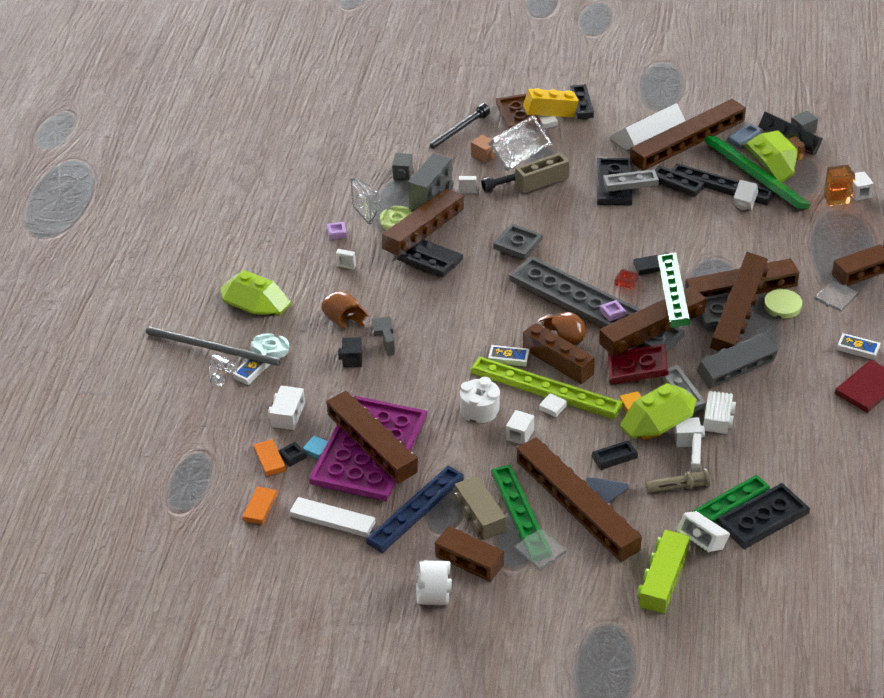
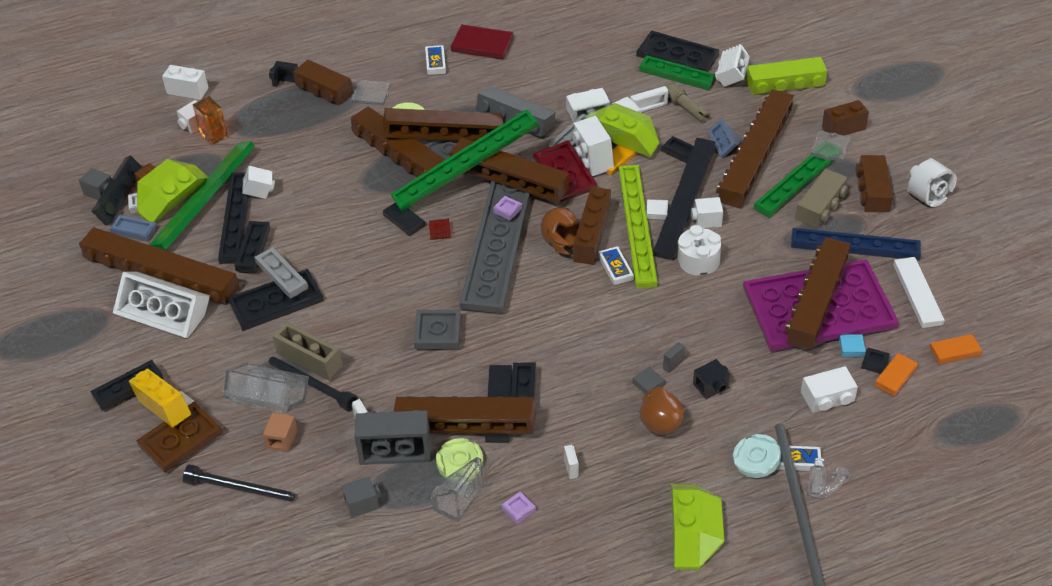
camera: 120 degrees left, 5 degrees up
(556, 428) = (684, 198): none -> black tile
(566, 577) = (845, 118): none -> reddish brown brick
(644, 376) = (593, 145): none -> white brick

